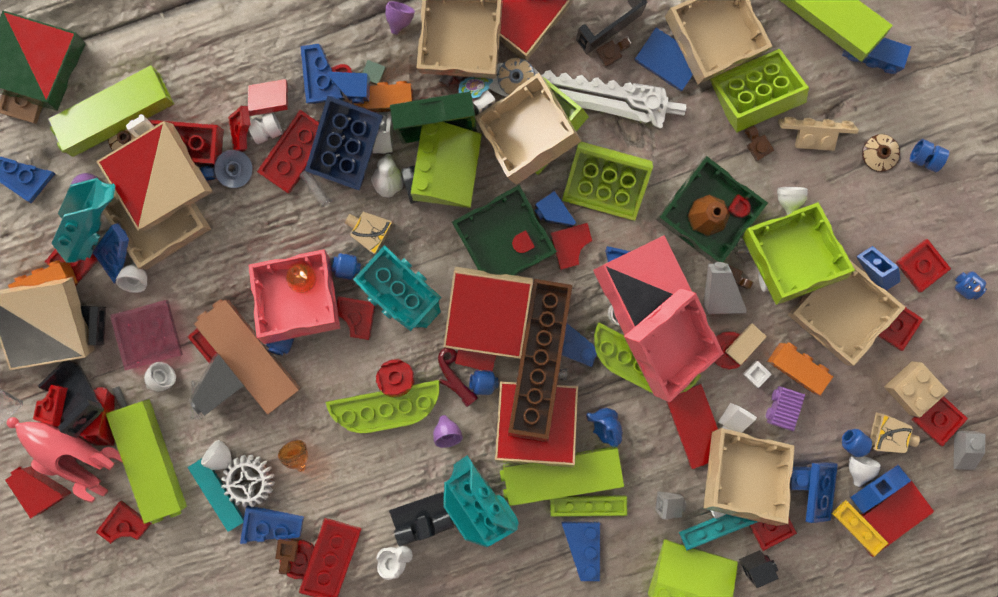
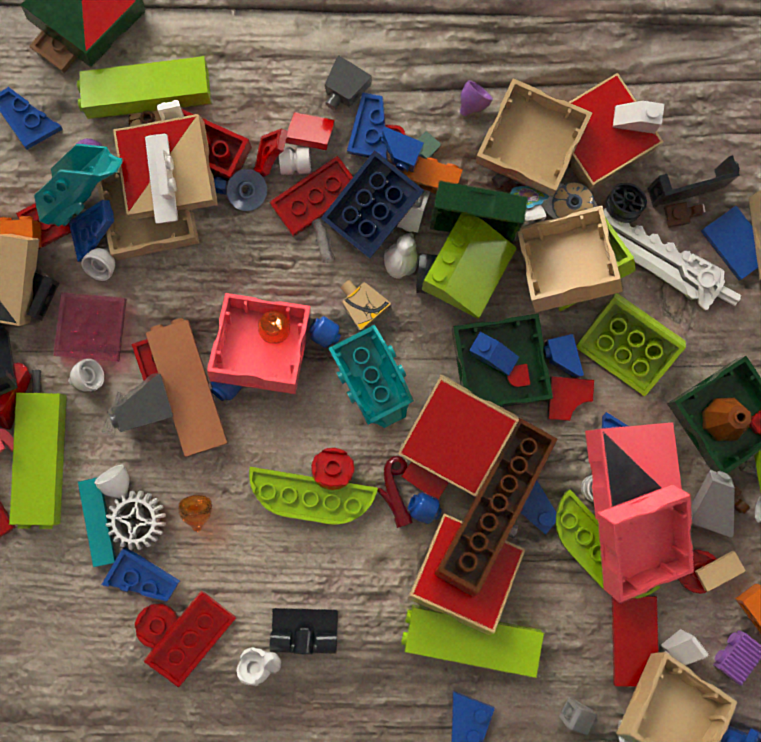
camera: 10 degrees right, 5 degrees down
(154, 188) = (161, 178): none -> white bracket
(283, 43) = (345, 83): none -> dark grey torso
(286, 552) = (148, 613): reddish brown plate -> none
(358, 315) = (317, 388): red tile -> none
(446, 433) = (366, 548): medium lavender helmet -> none
(475, 507) = (368, 639): teal slope -> none
(494, 232) = (493, 353): none -> blue slope
(560, 61) = (619, 208): none -> black wheel
(589, 506) = (489, 684): lime tile -> none
(606, 426) = (539, 605): blue hair -> none
(757, 374) = (720, 608): white plate -> none

